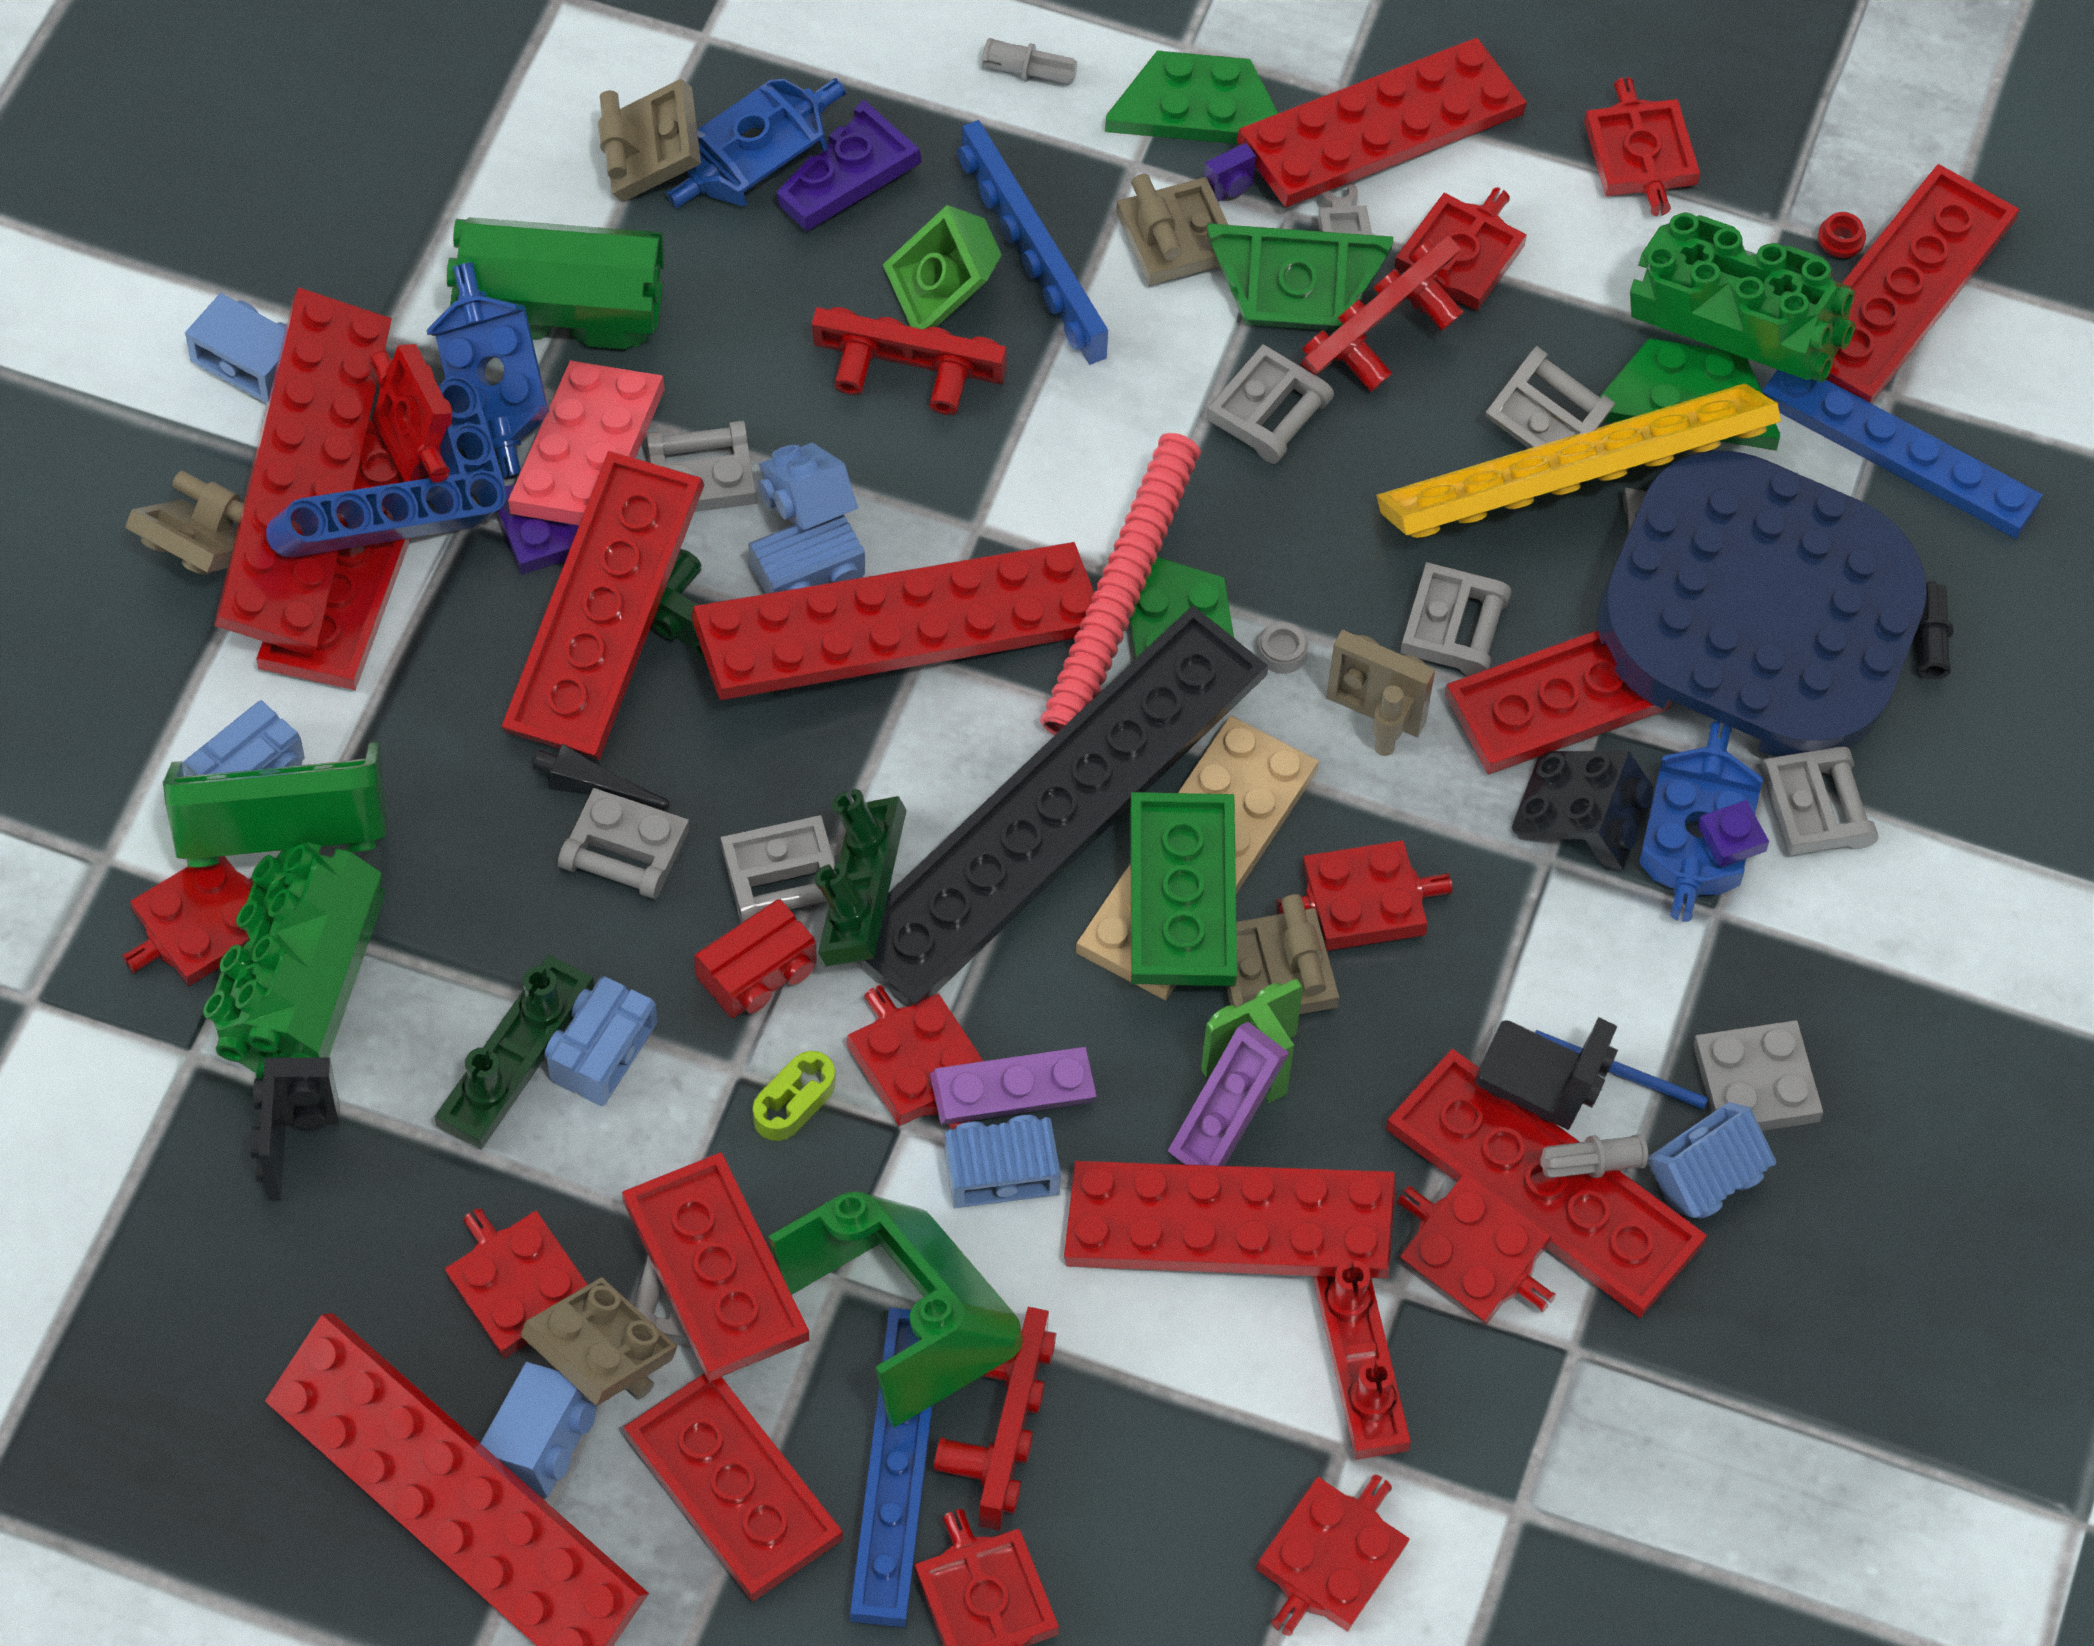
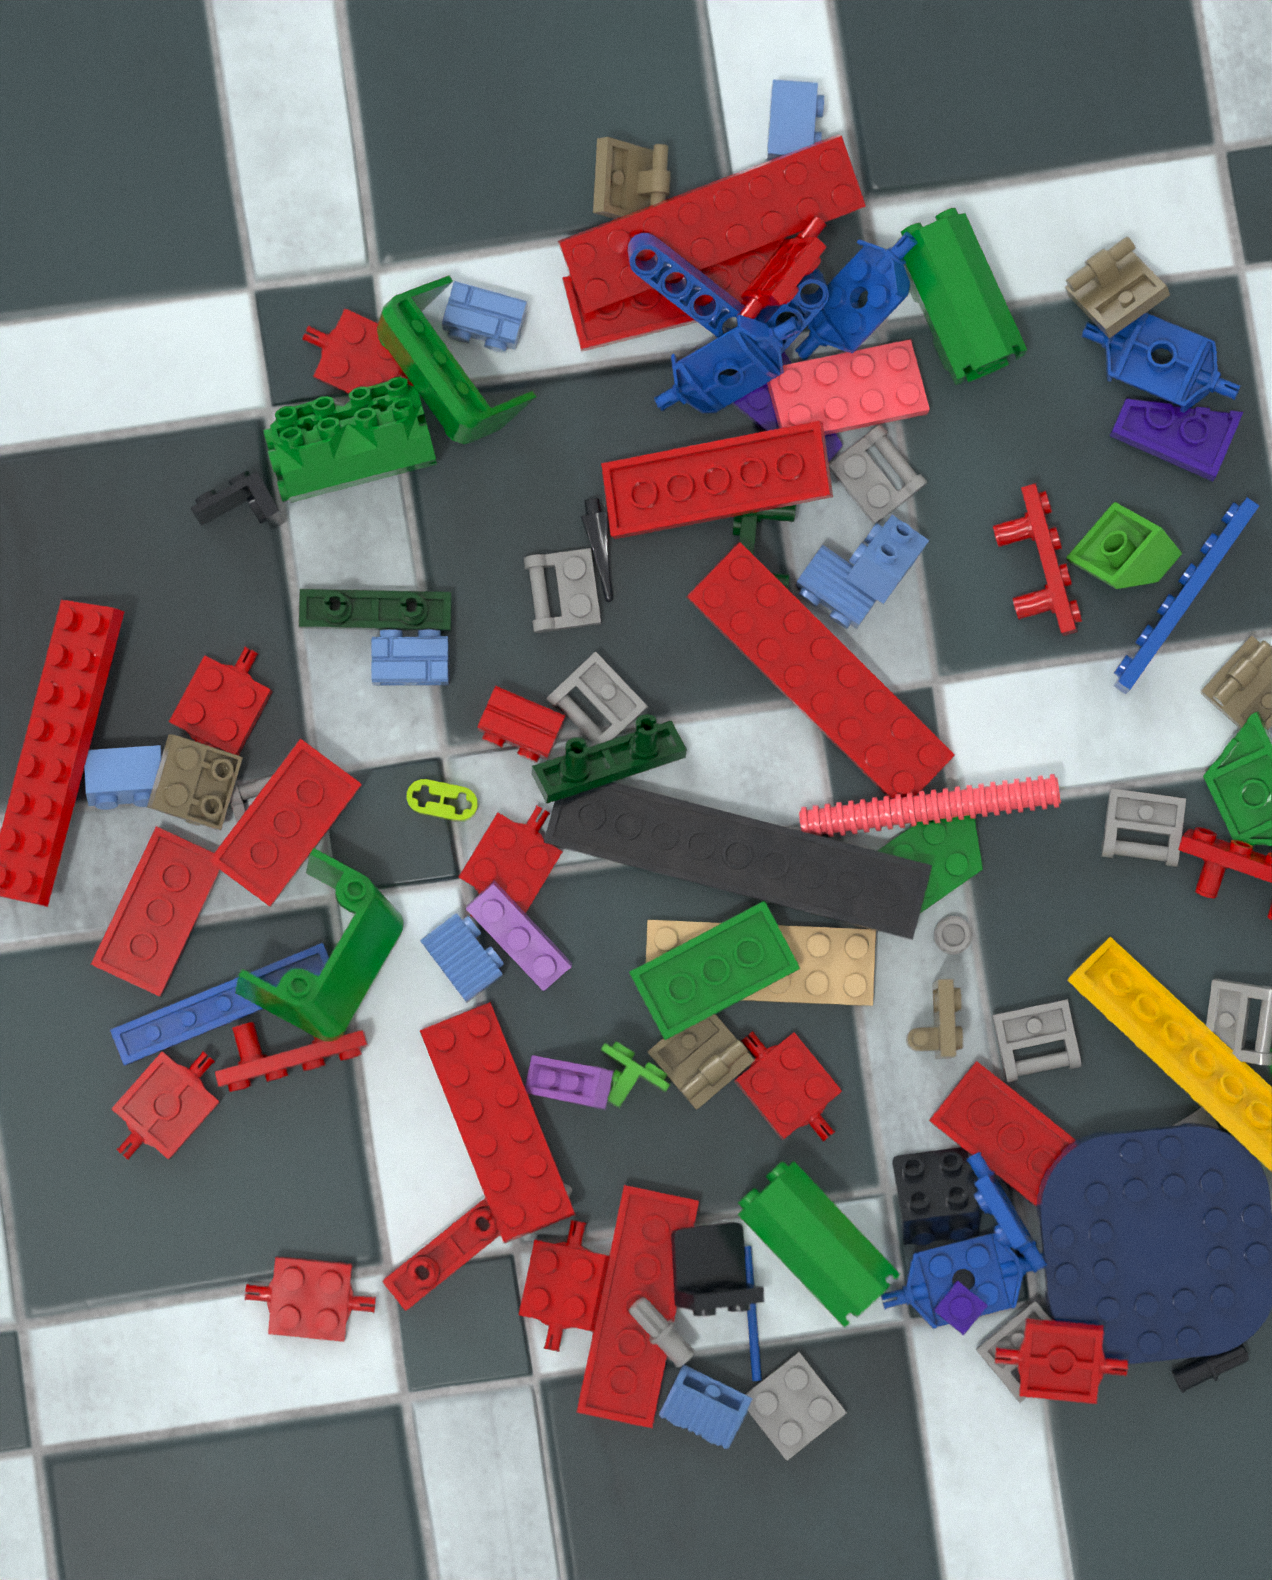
camera: 60 degrees right, 25 degrees up
(472, 565) = (749, 348): none -> blue plate
(1575, 934) = (816, 1242): none -> green brick
(1647, 725) = (995, 1201): none -> blue plate
(1853, 752) = (1061, 1361): none -> red plate

